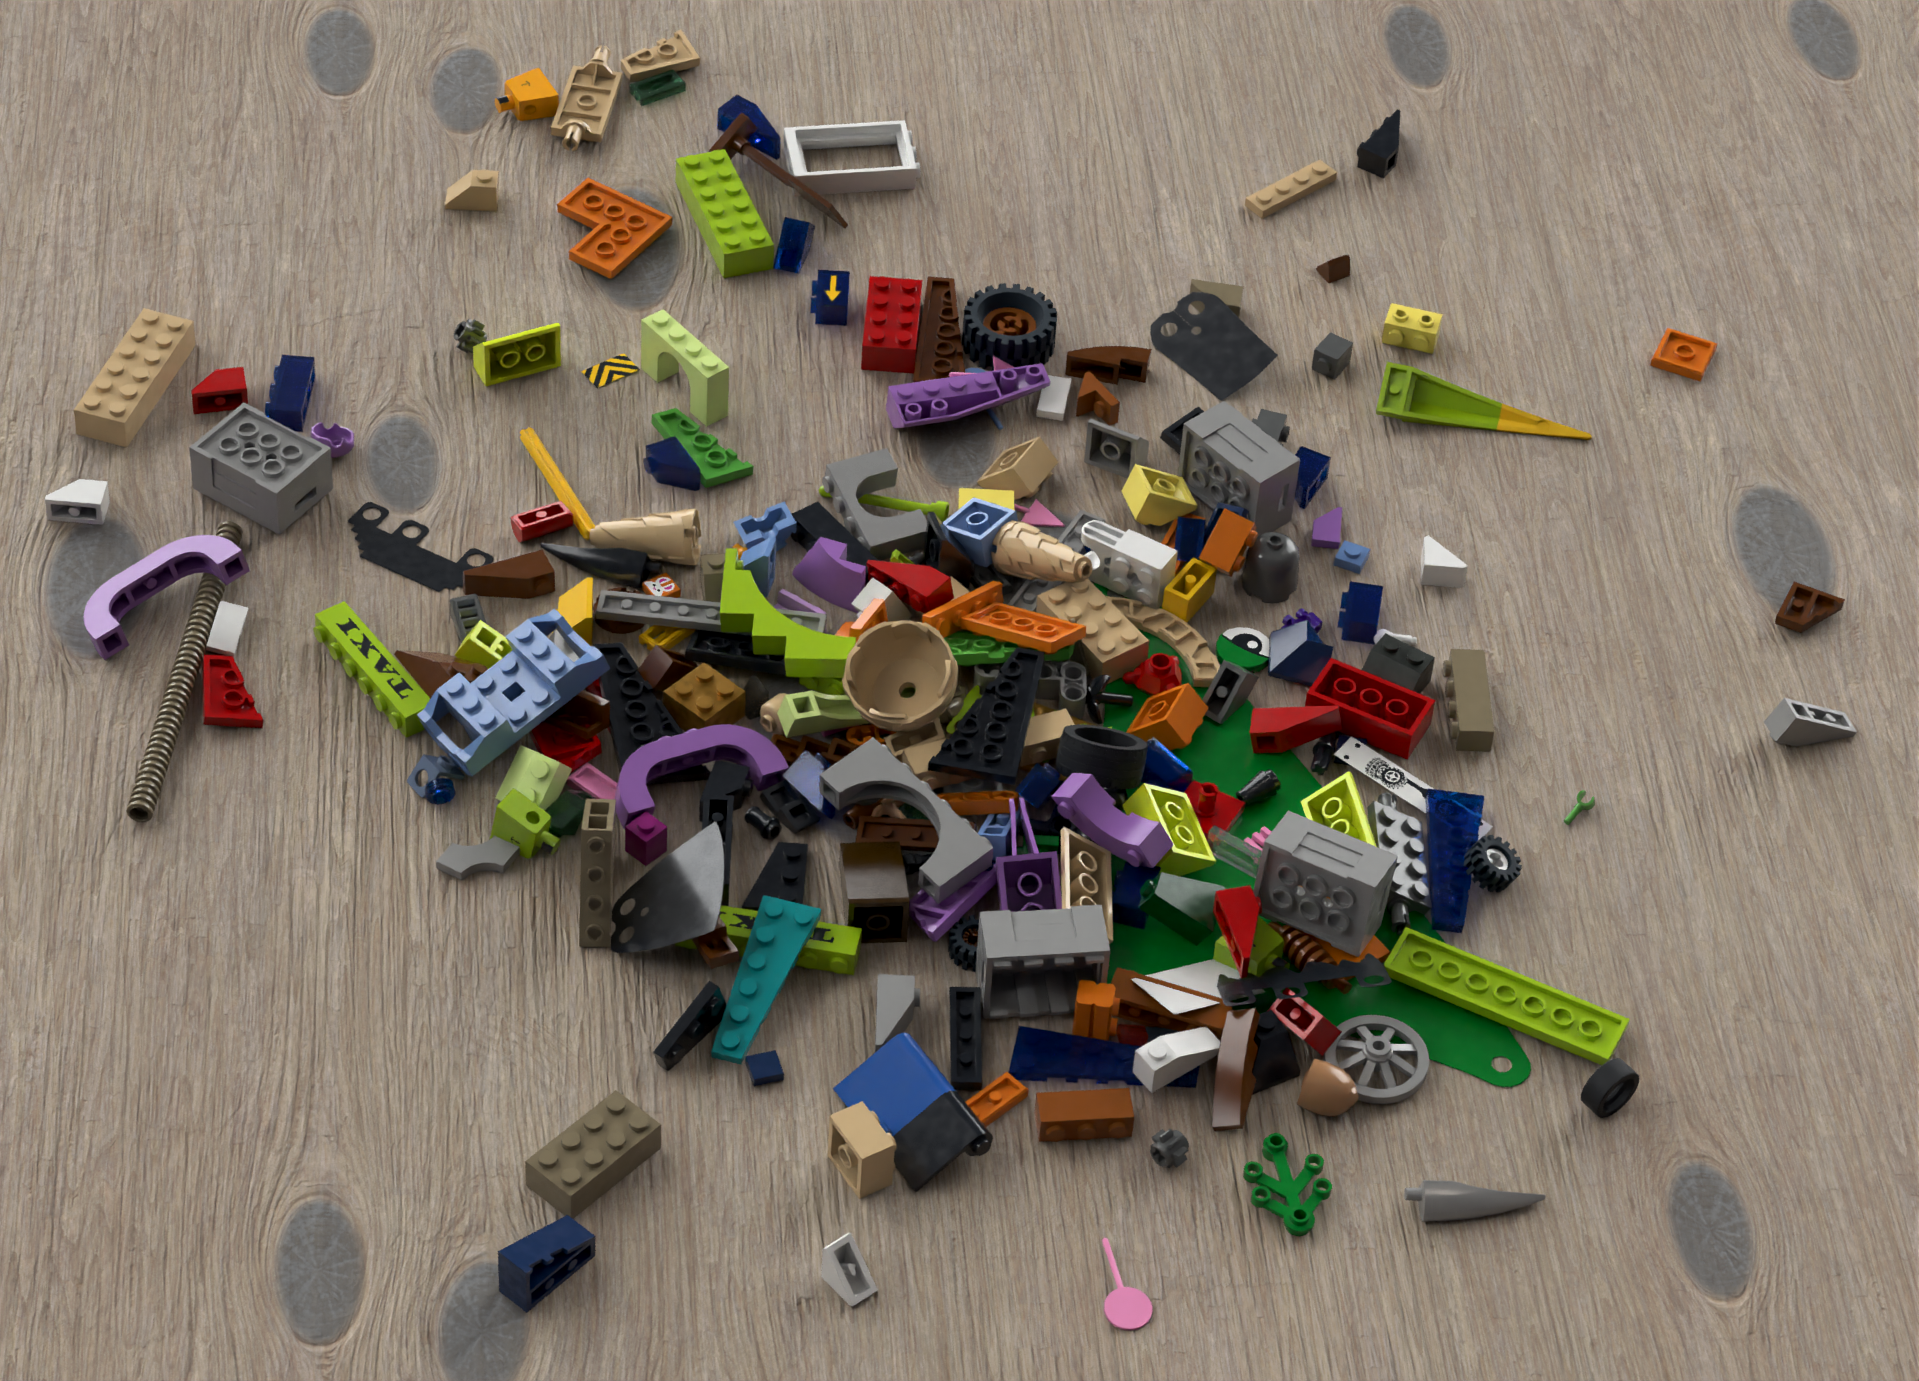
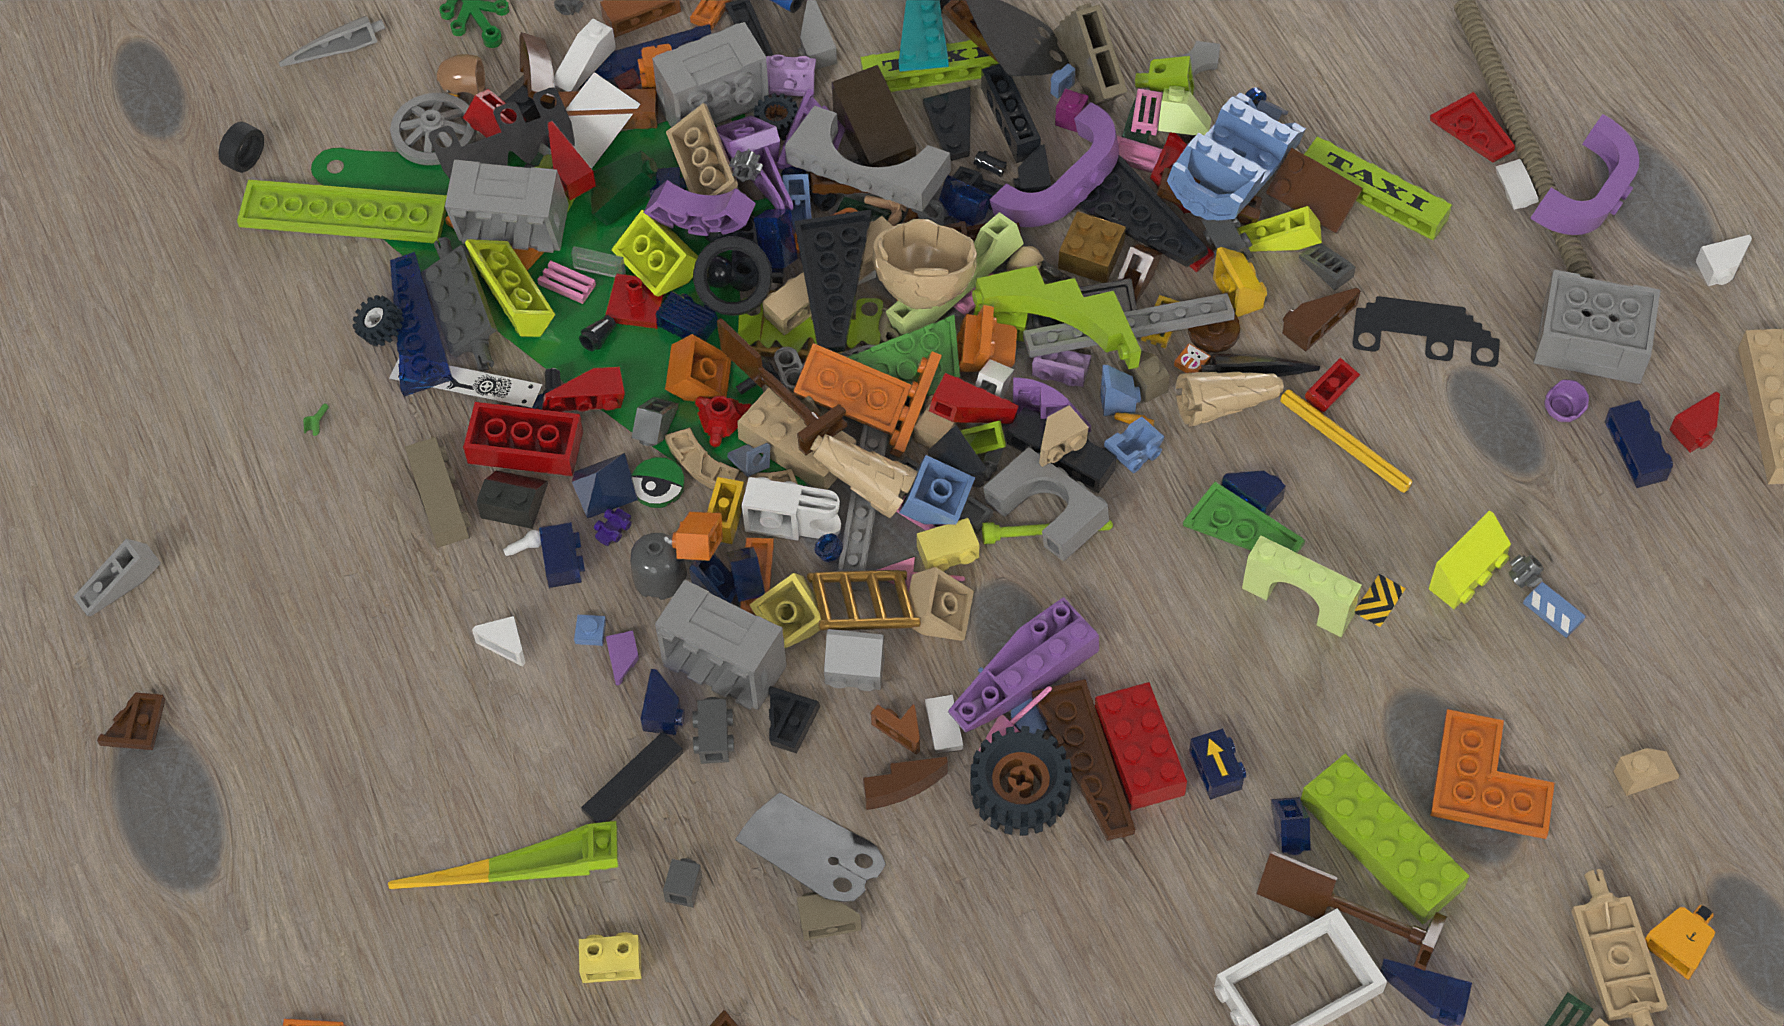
camera: 165 degrees right, 15 degrees up
(460, 308) = (1554, 609): none -> medium blue tile
(575, 795) = (1145, 126): none -> bright pink tile
(633, 871) = (1062, 79): none -> medium blue plate
(842, 523) = (1062, 434): none -> tan slope
(941, 973) = (790, 75): none -> lavender bracket
(1047, 827) = (746, 165): none -> dark grey gear
(1076, 591) = (751, 363): none -> reddish brown piece
(1098, 506) = (854, 621): none -> pearl gold bar
(1147, 625) = (750, 460): none -> sand blue bracket
(1356, 438) = (632, 779): none -> black tile

